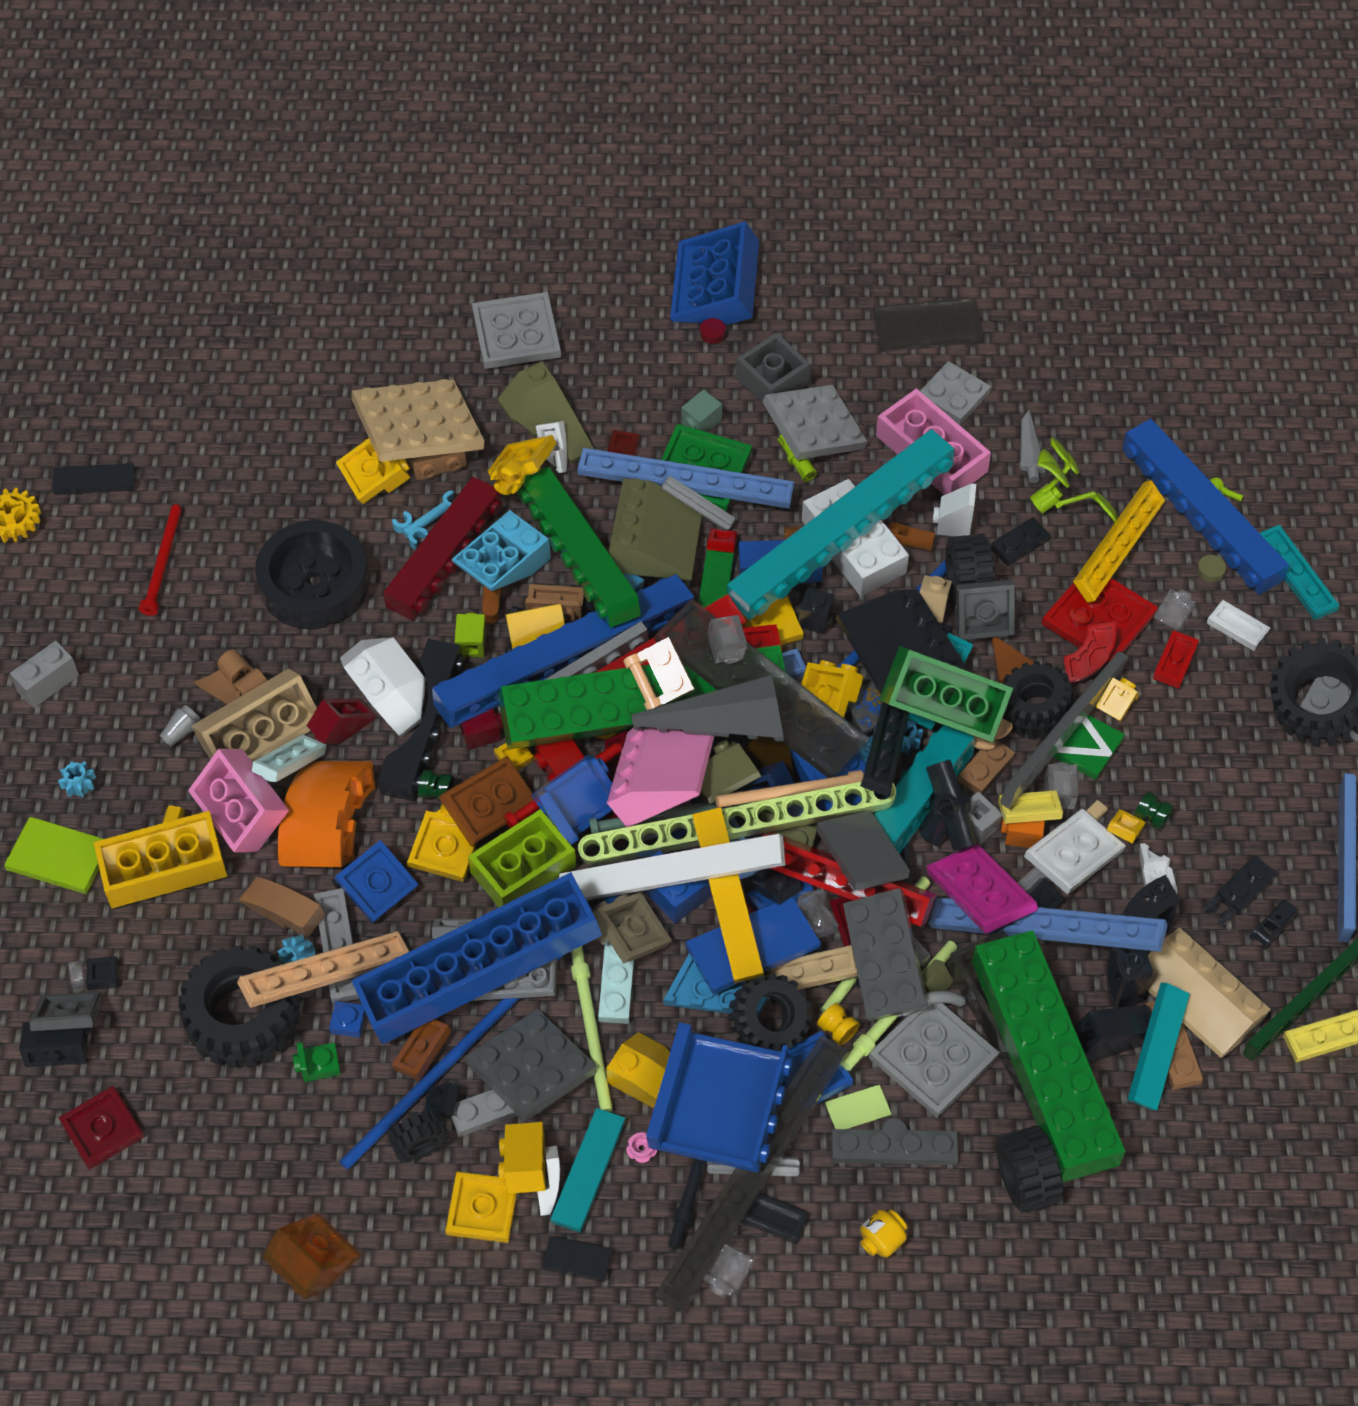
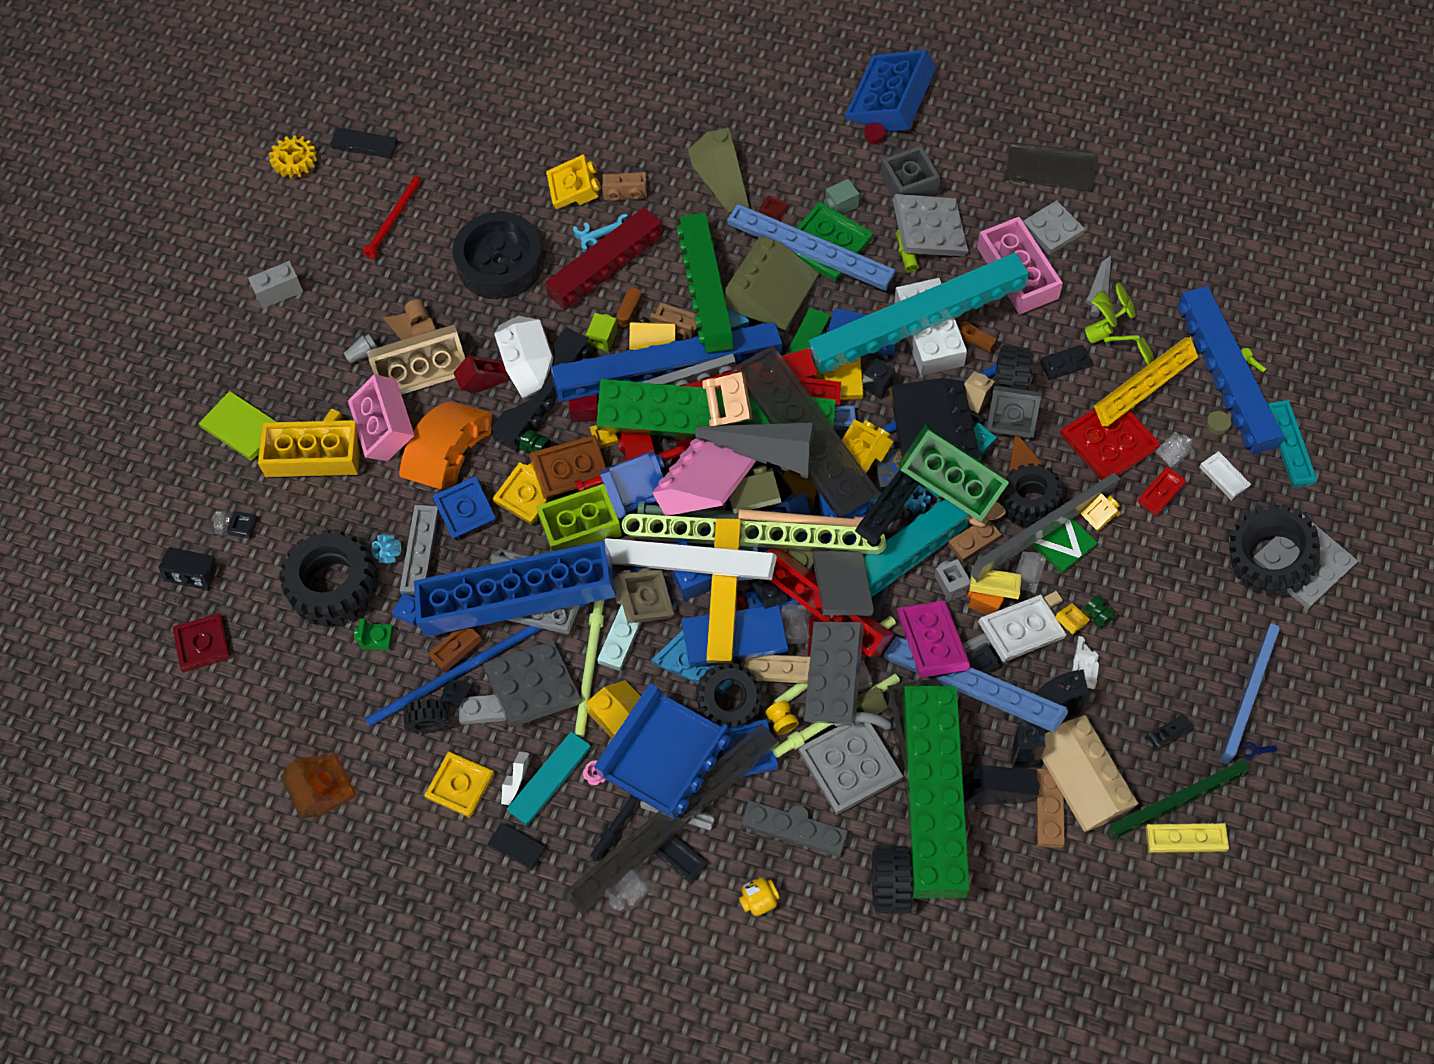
camera: 20 degrees right, 5 degrees up
(66, 1011) = (202, 547): dark grey tile -> none
(77, 779) = (272, 371): medium azure gear -> none
(283, 906) = (389, 509): medium nougat slope -> none
(288, 758) = (429, 394): light aqua plate -> none
(321, 969) = (395, 566): light nougat tile -> none
(417, 420) = (616, 152): tan plate -> none
(505, 552) = (648, 273): medium azure slope -> none
(516, 330) = (719, 98): light grey plate -> none
(518, 461) = (683, 202): yellow plate -> none
(523, 1158) = (499, 754): yellow brick -> none
(558, 455) = (717, 196): white slope -> none
(698, 503) = (813, 269): light grey axle -> none
(722, 540) = (823, 304): red tile -> none
(727, 639) = (788, 385): clear brick -> none
(858, 1108) = (776, 789): yellowish green sticker -> none
(949, 811) = (927, 568): black piece -> none
(955, 512) = (1019, 325): white slope -> none
(1093, 653) = (1092, 469): red tile -> none
(1158, 1046) = (1034, 808): teal tile -> none
(1241, 889) = (1151, 696): black hinge -> none

